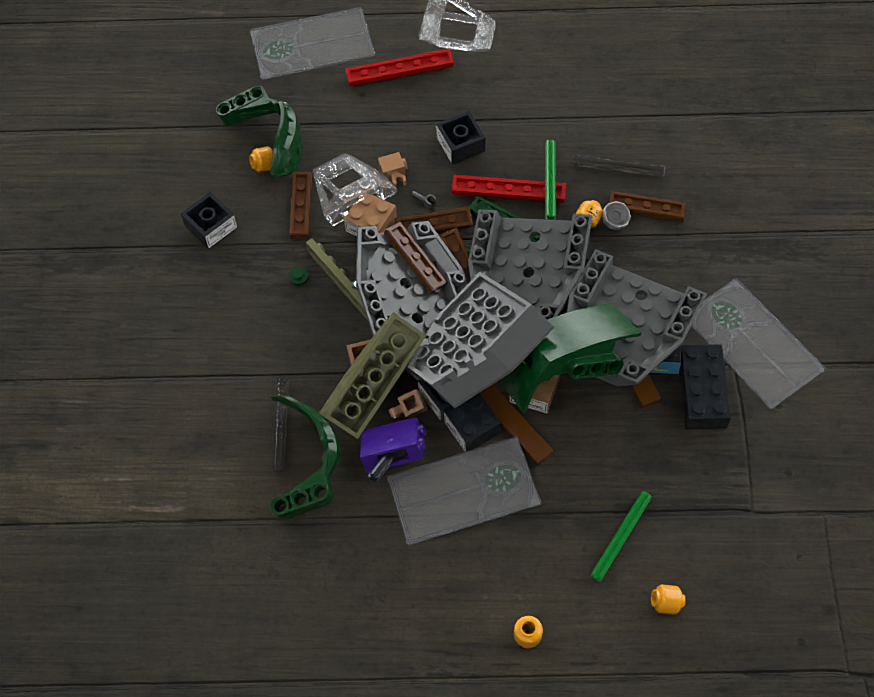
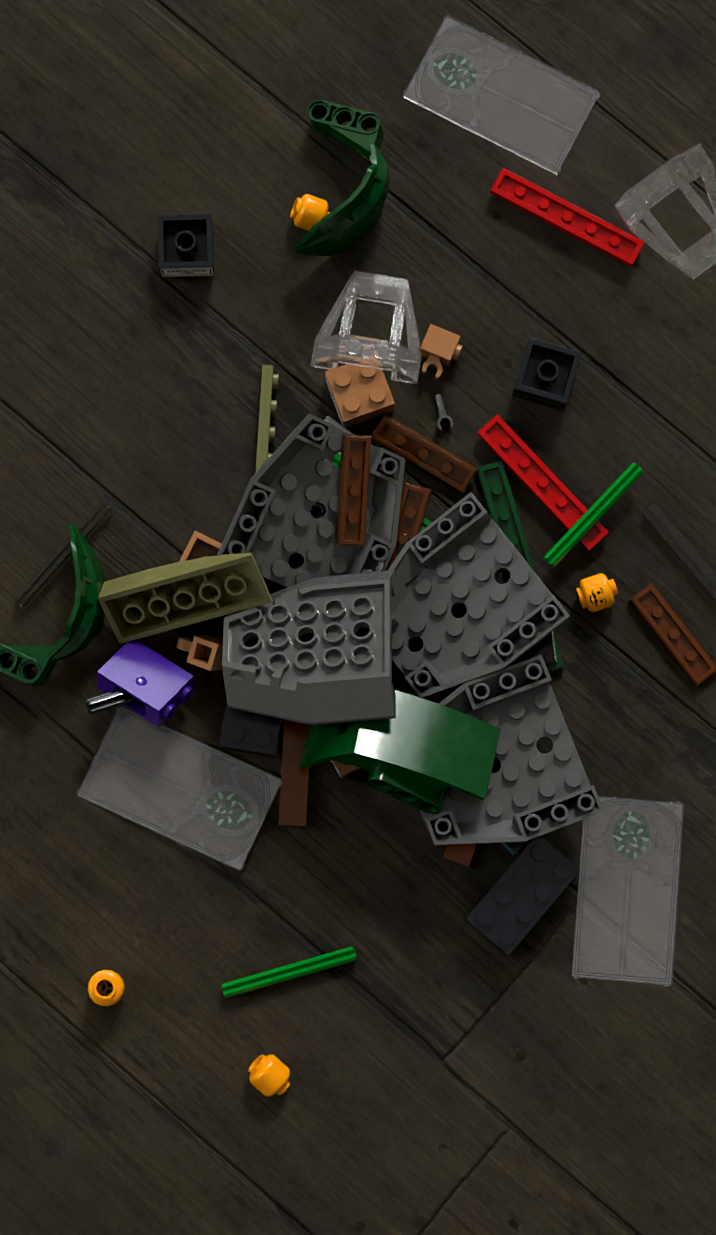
camera: 35 degrees right, 20 degrees up
(298, 276) = (226, 394): dark green plate -> none
(300, 205) = (304, 305): reddish brown tile -> none
(616, 215) = (624, 620): light grey hair -> none

